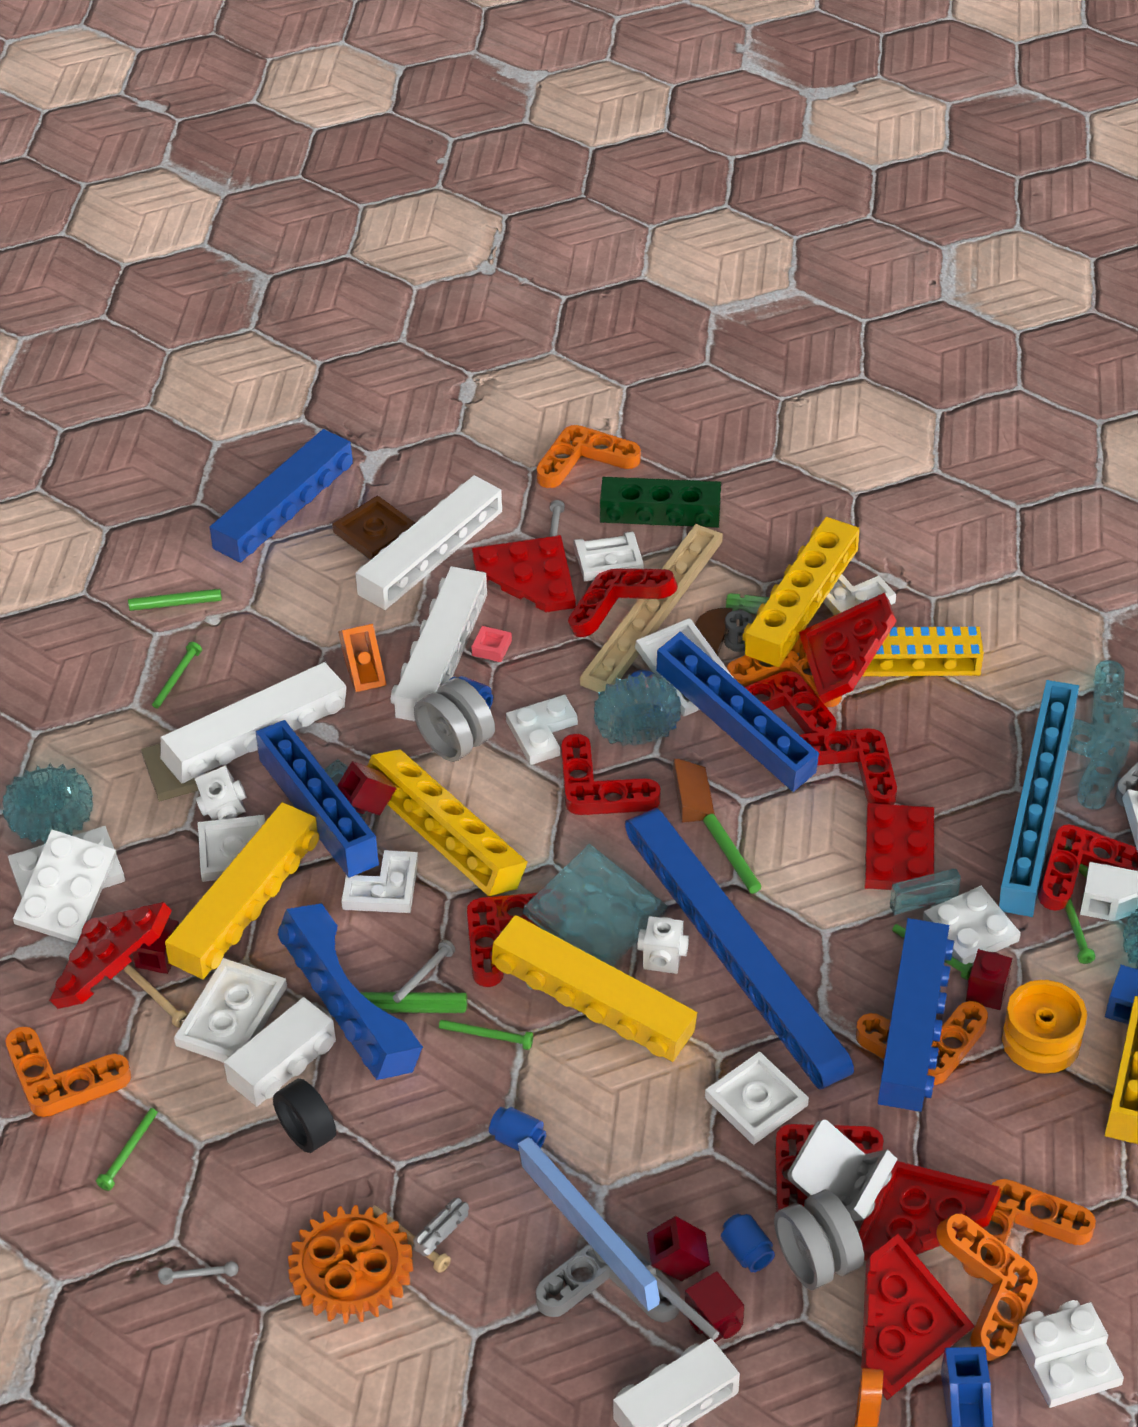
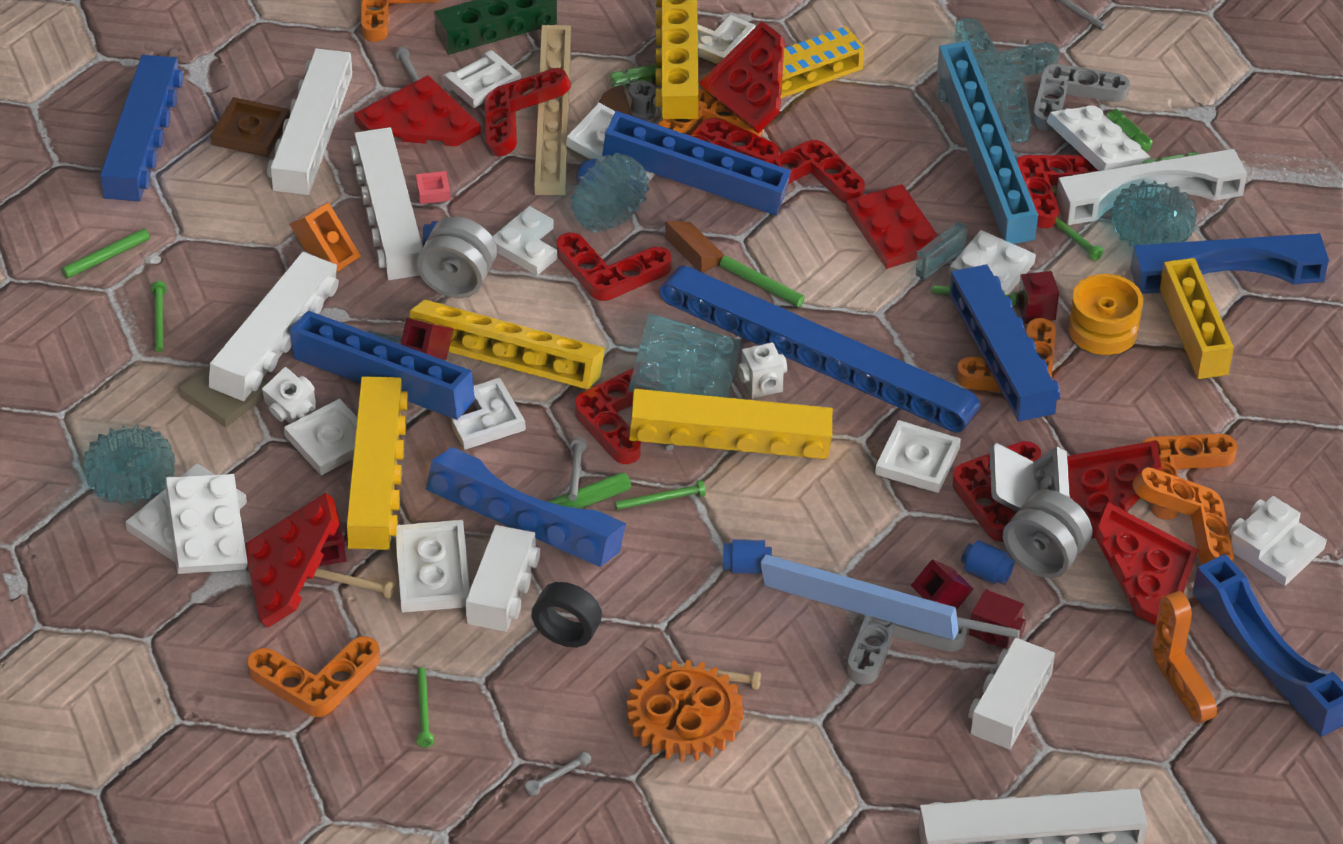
camera: 30 degrees left, 0 degrees up
(440, 1227) = (737, 653): light grey axle -> none

